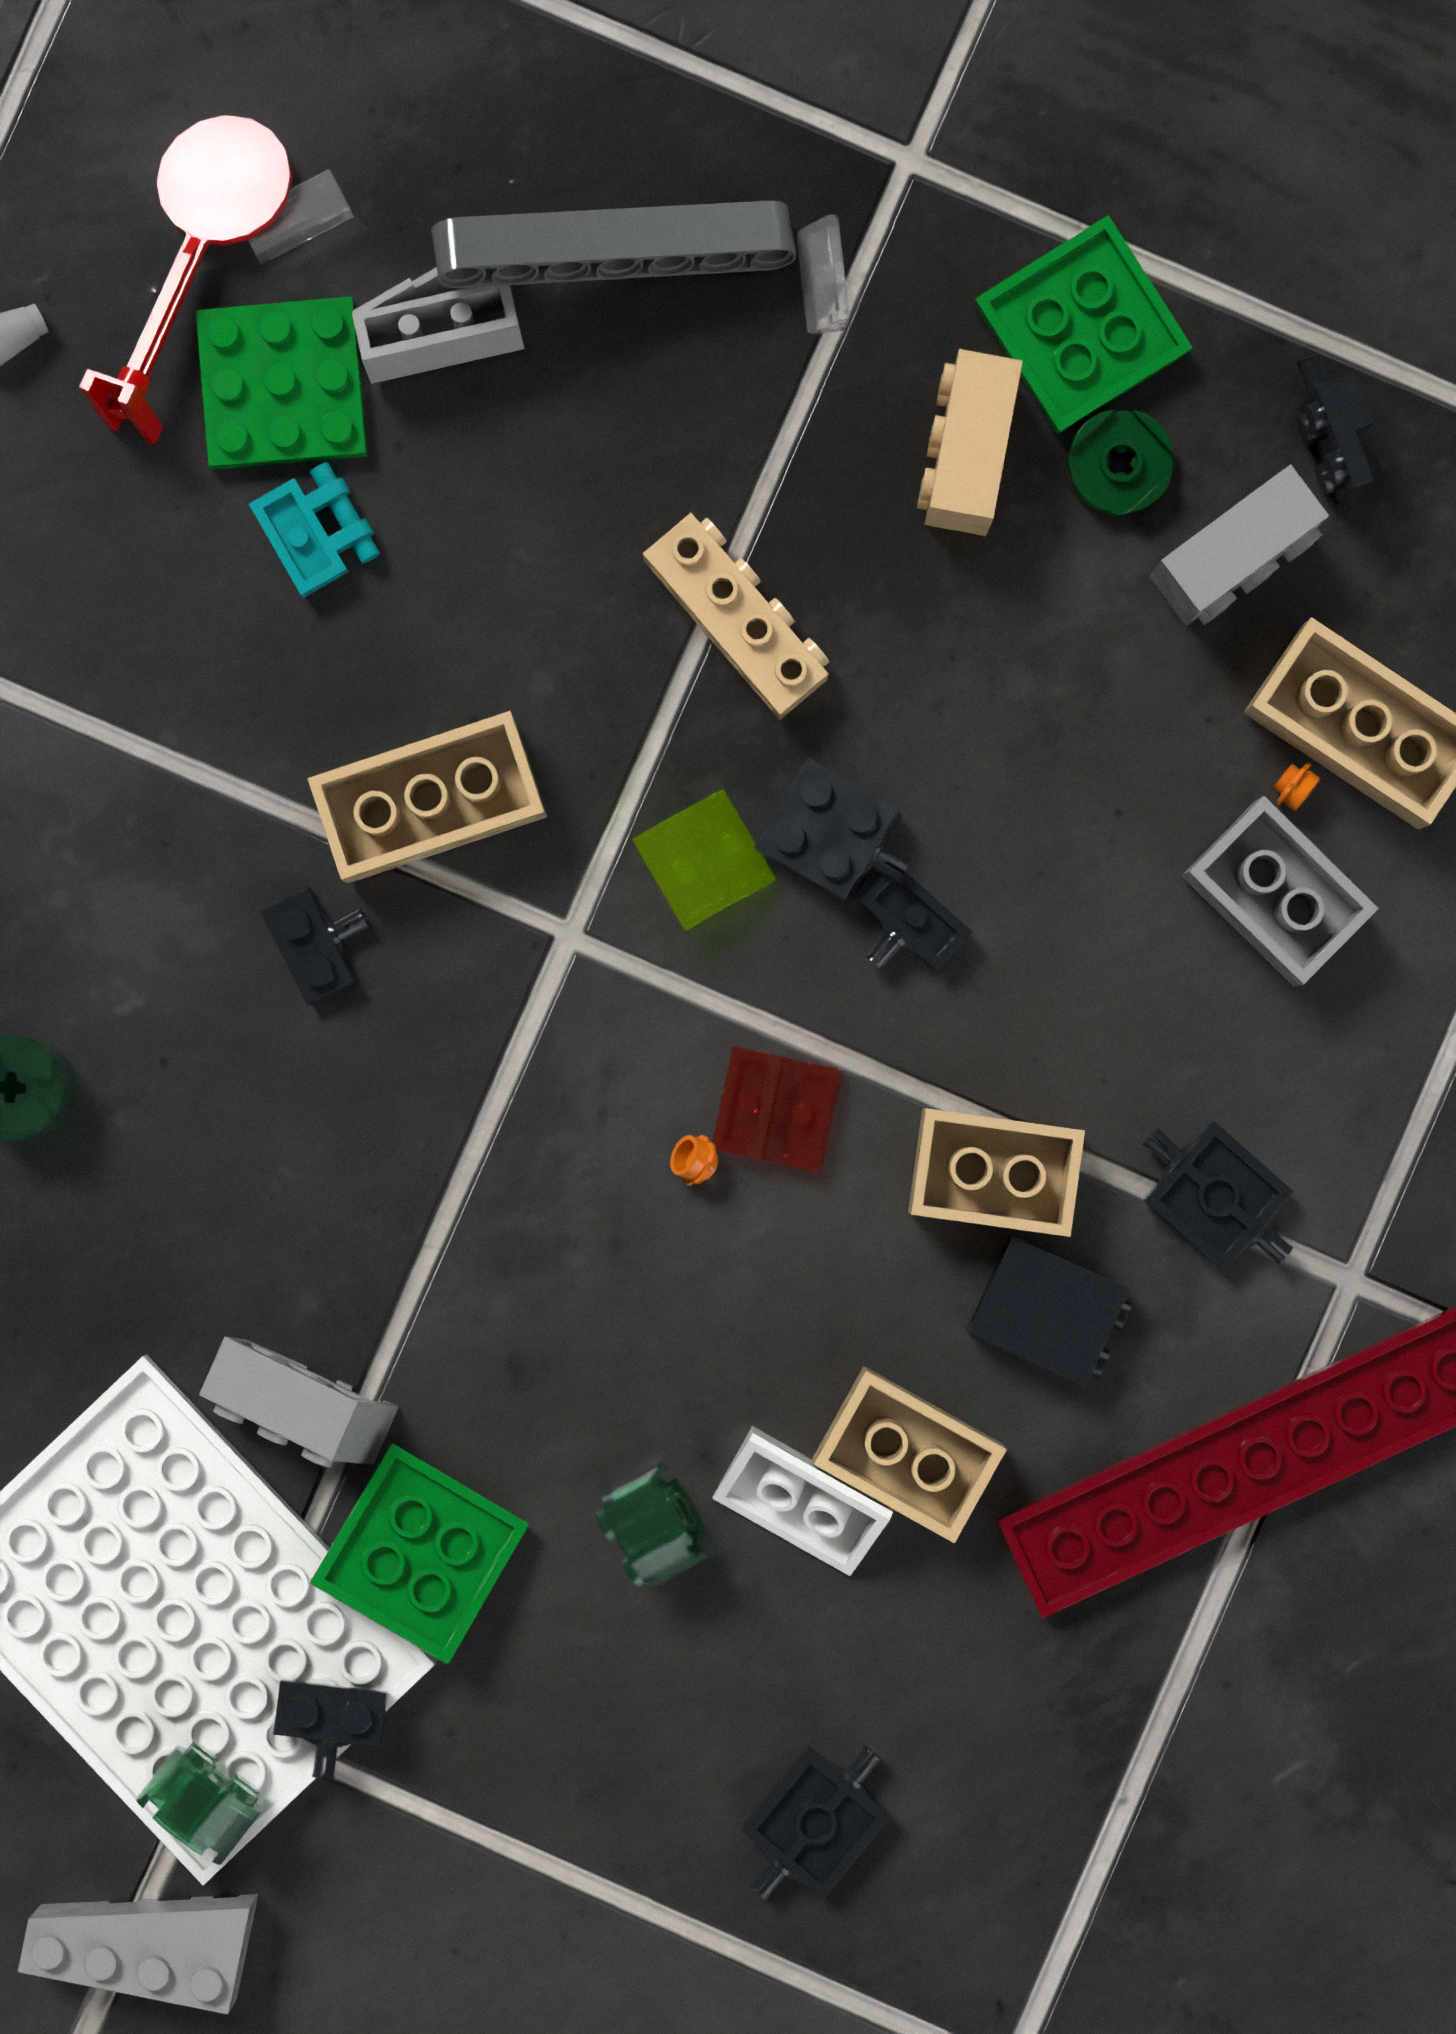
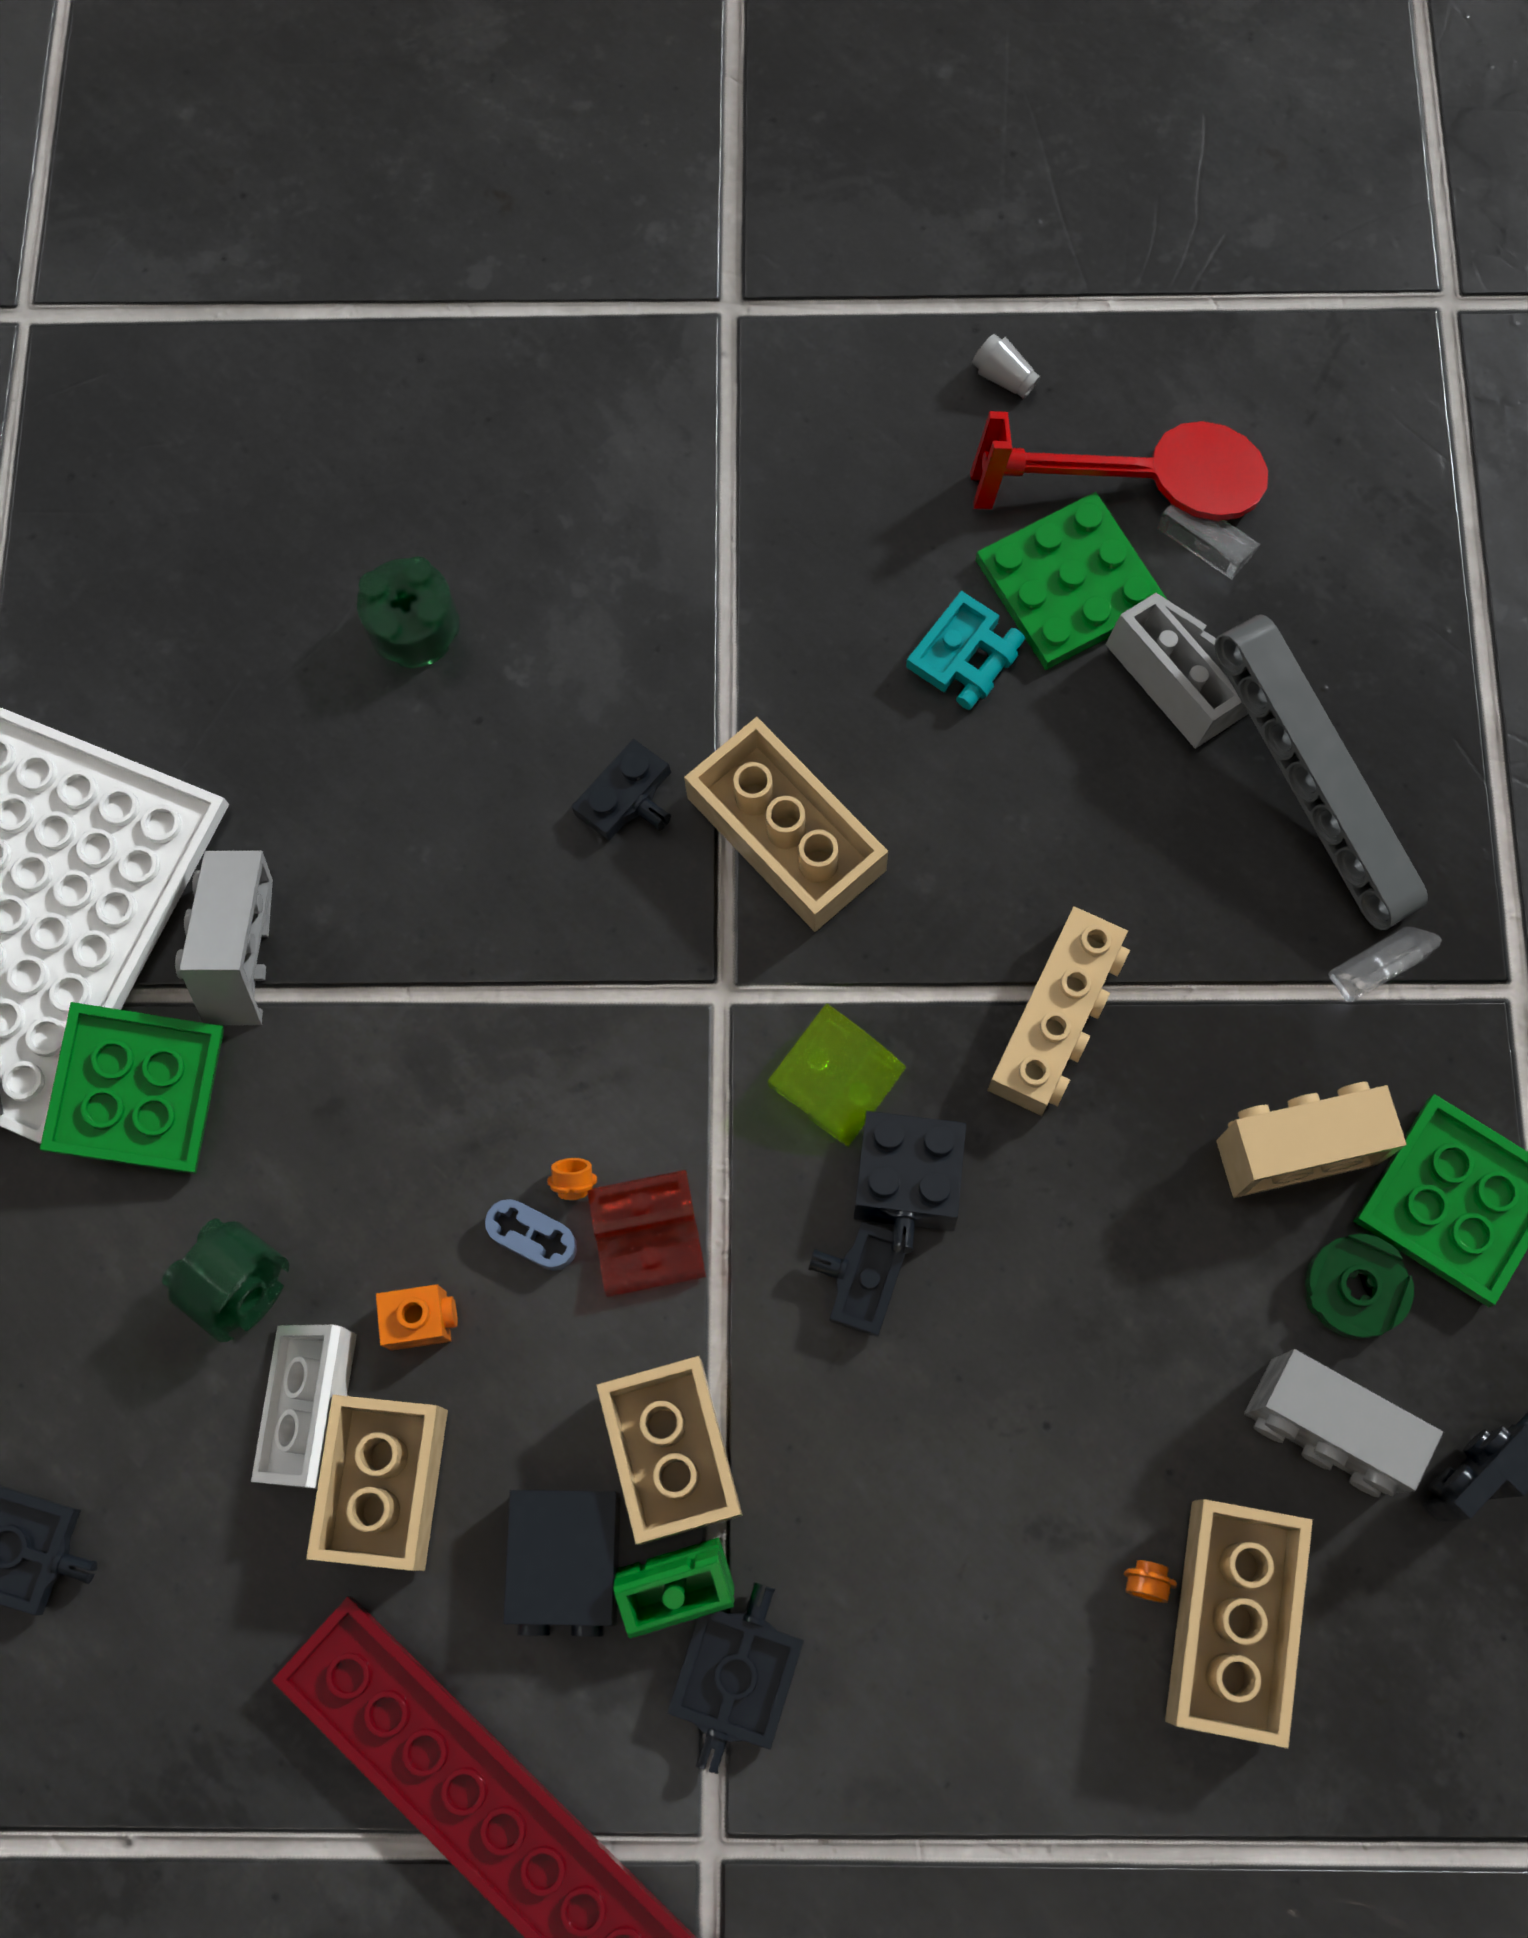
camera: 65 degrees right, 15 degrees down
(739, 1231) = (537, 1224): none -> sand blue beam
(765, 1361) = (415, 1317): none -> orange brick
(1119, 1218) = (674, 1588): none -> green brick
(1279, 892) = (1045, 1607): light grey brick -> none

